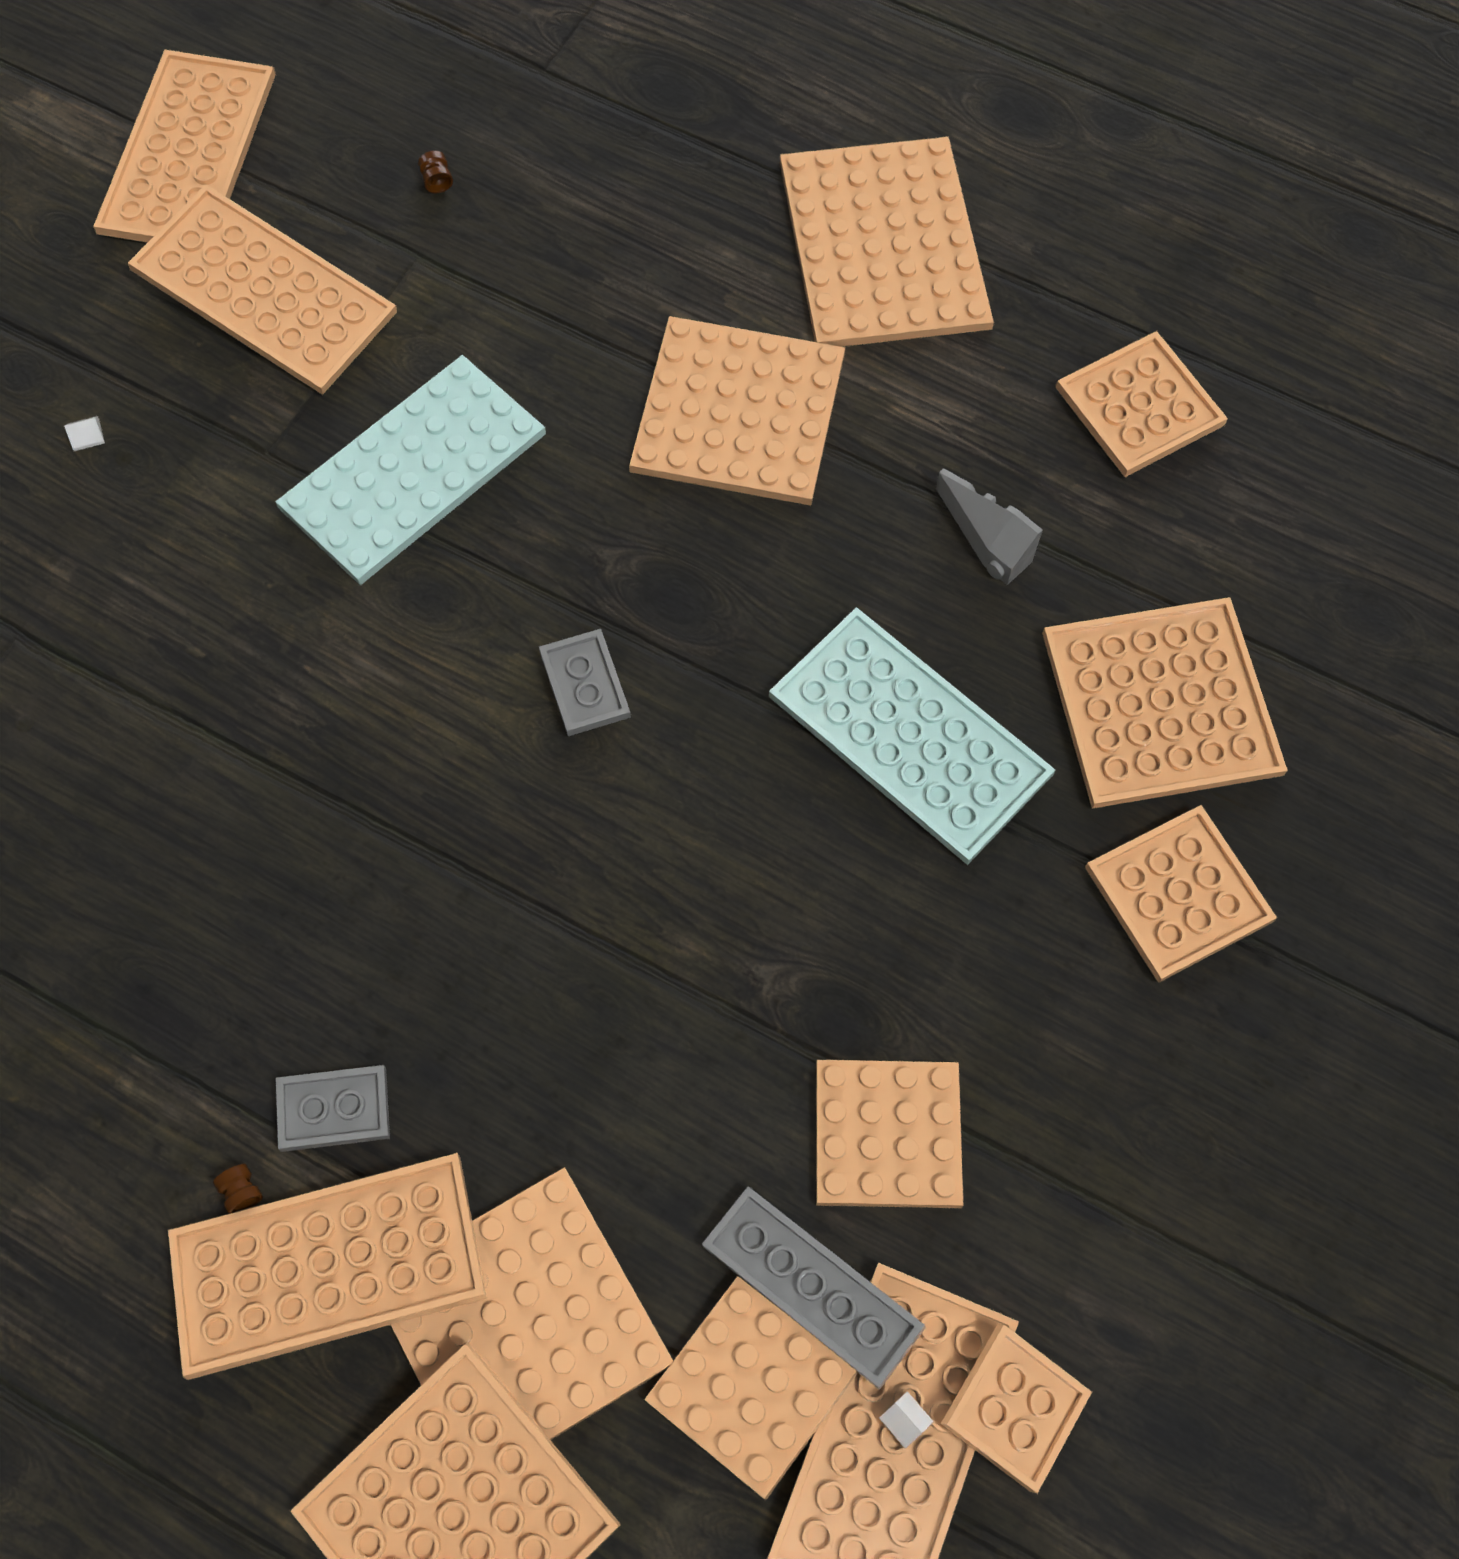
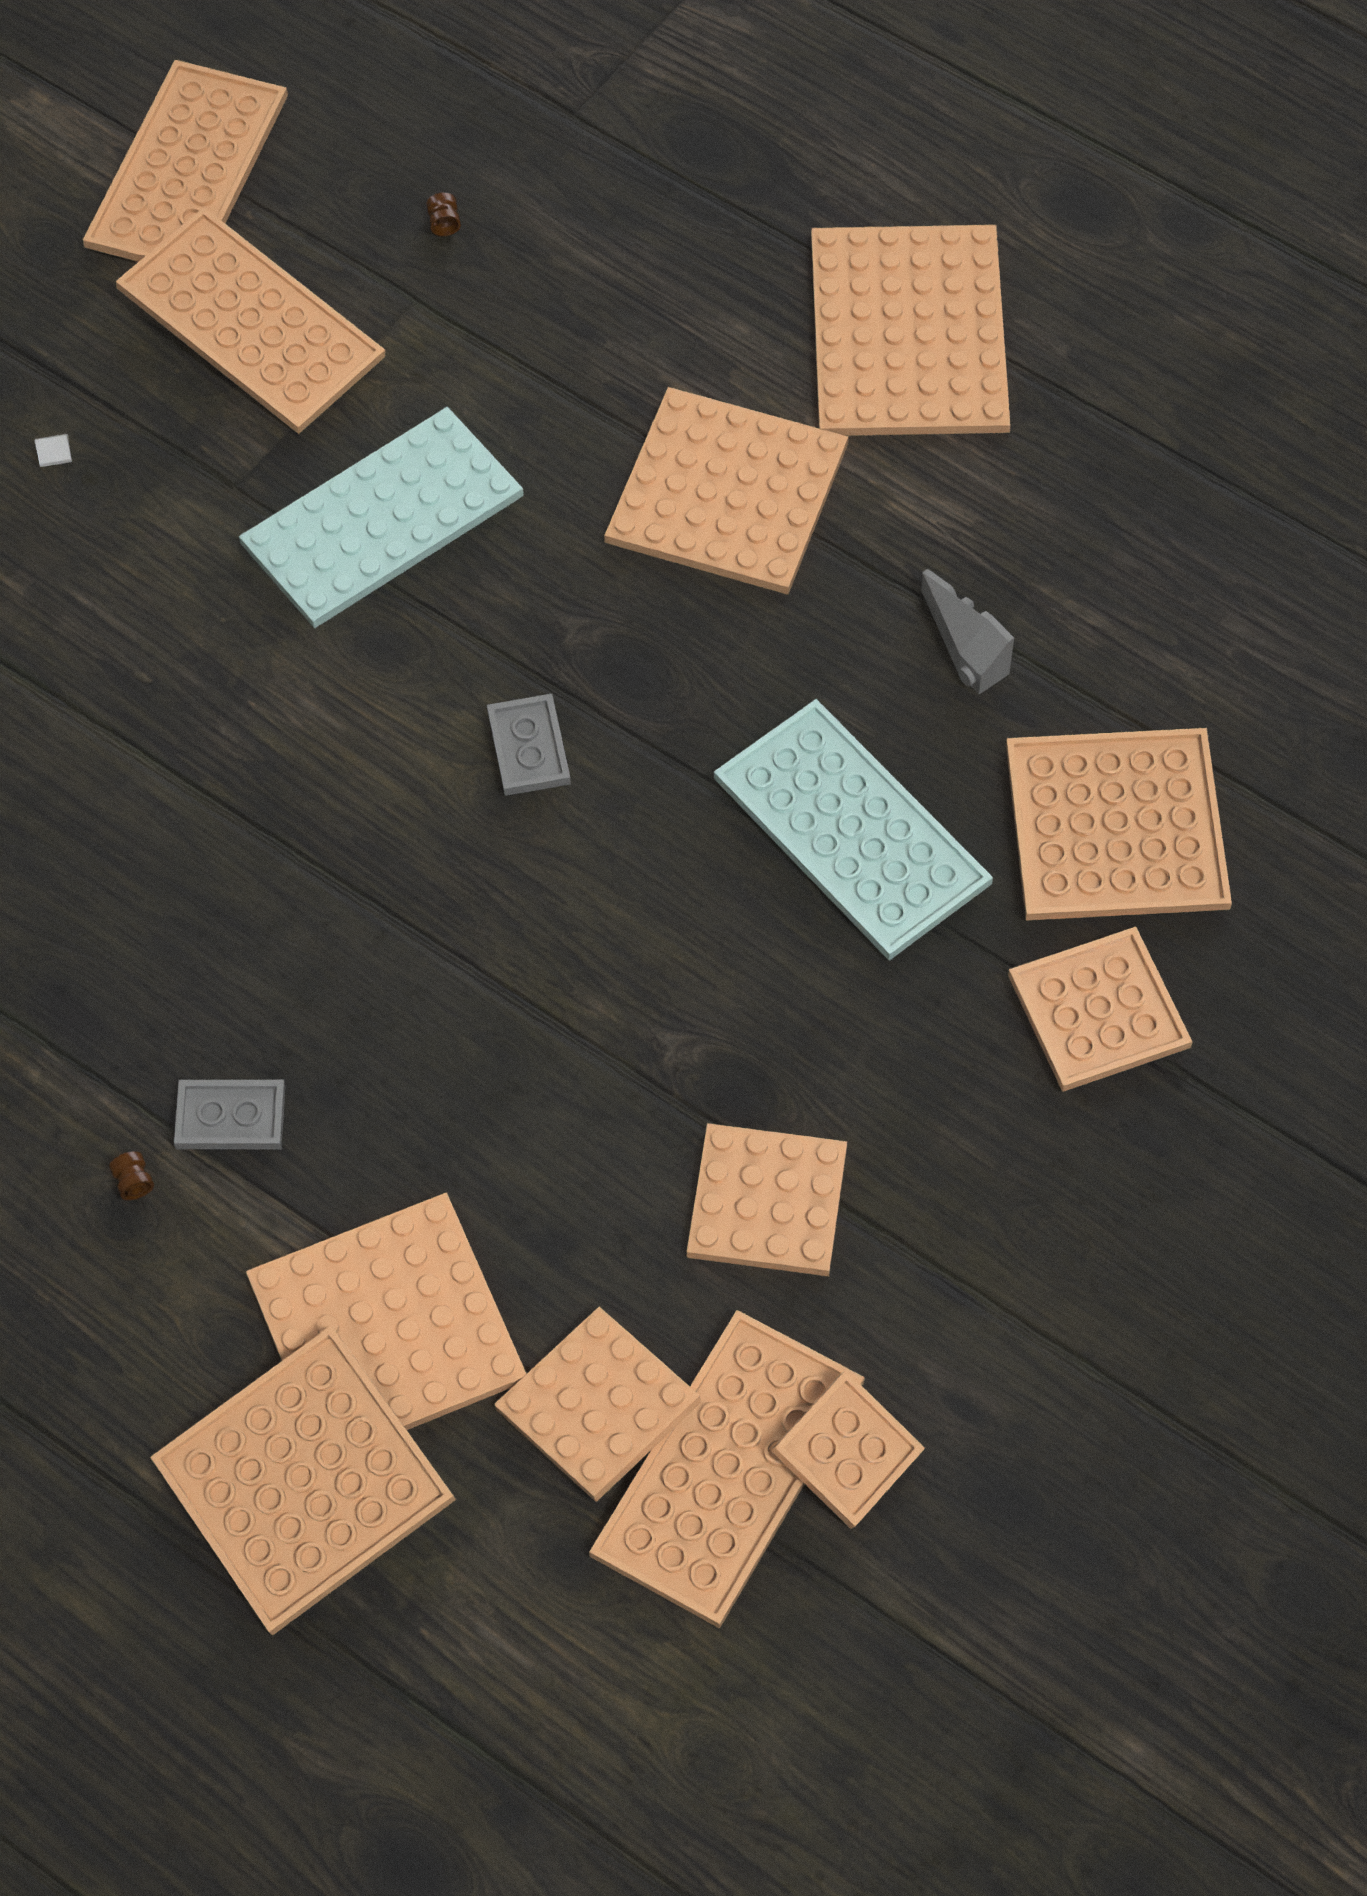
camera: 10 degrees right, 5 degrees down
(324, 1266) = (207, 1248): light nougat plate -> none
(814, 1287) = (670, 1321): light grey plate -> none
(906, 1420) = (739, 1446): white slope -> none
(1141, 403) = (1152, 523): light nougat plate -> none

